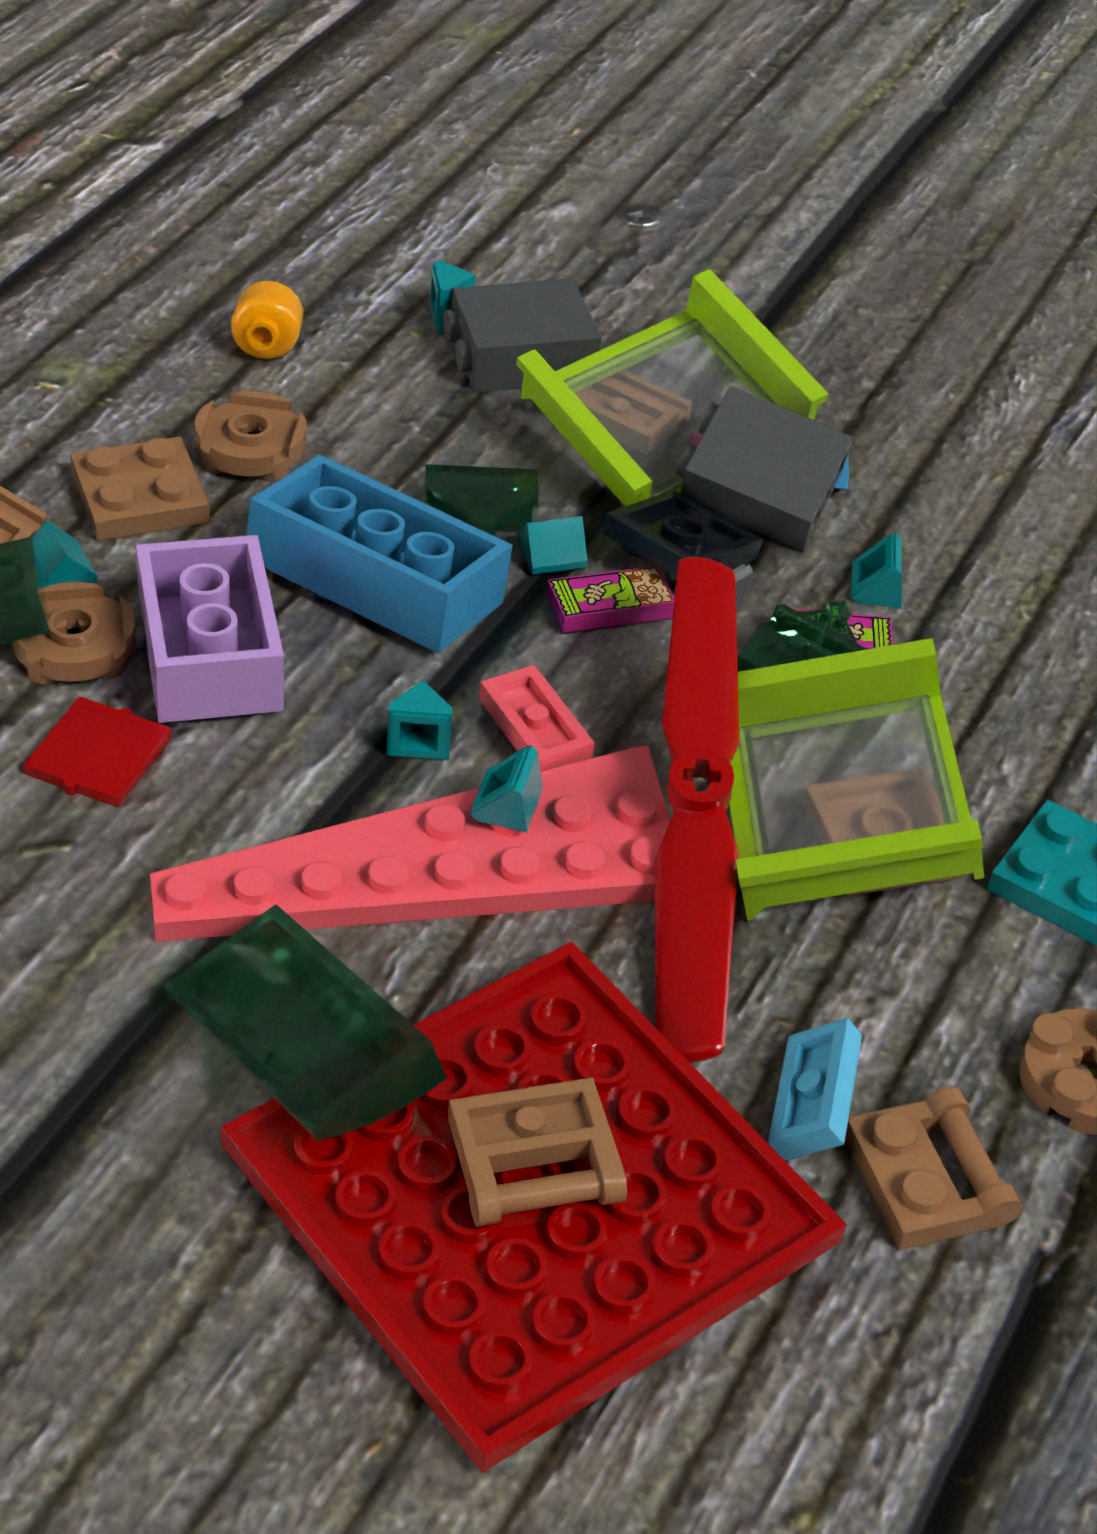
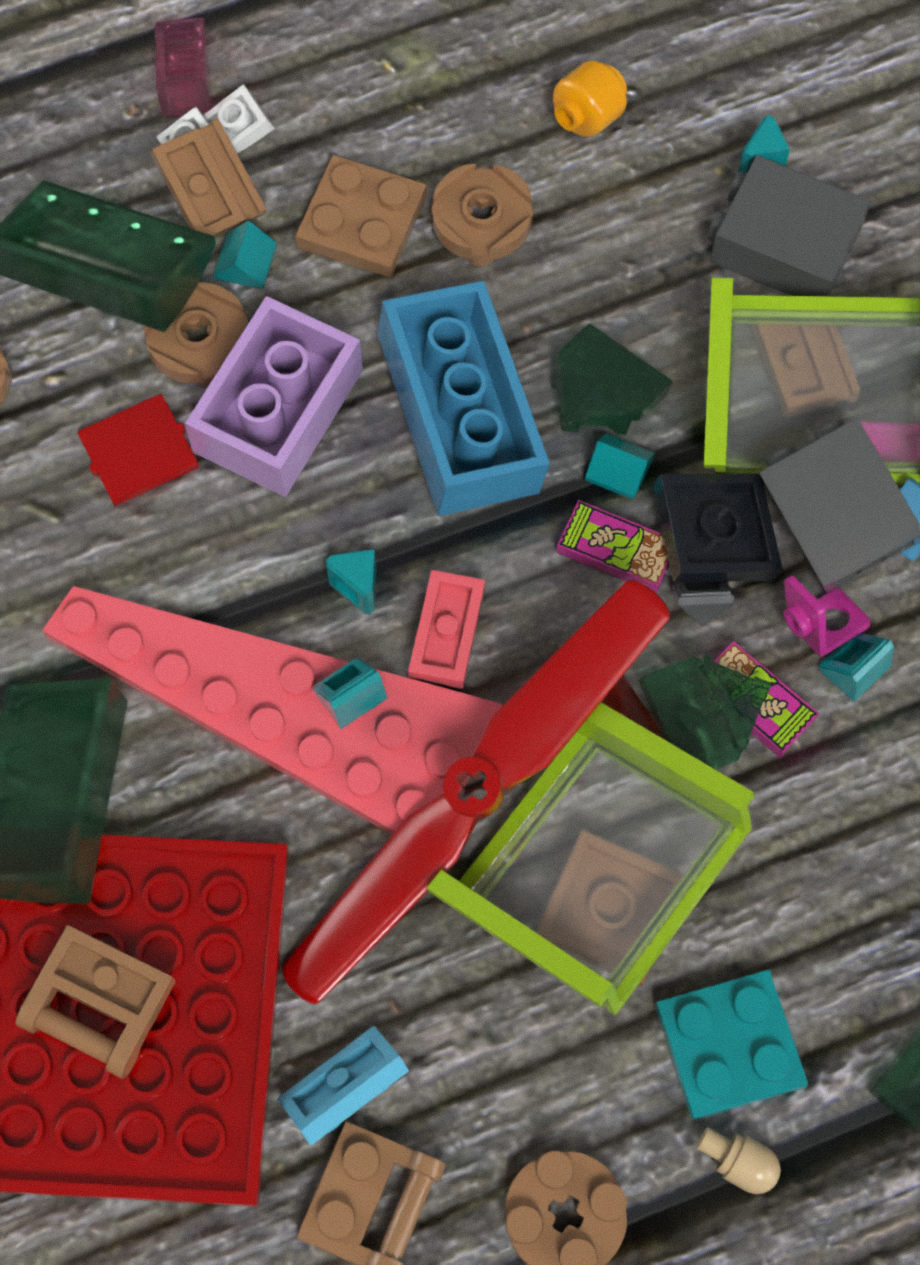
camera: 45 degrees right, 25 degrees up
(819, 551) = (807, 617): none -> dark pink bracket

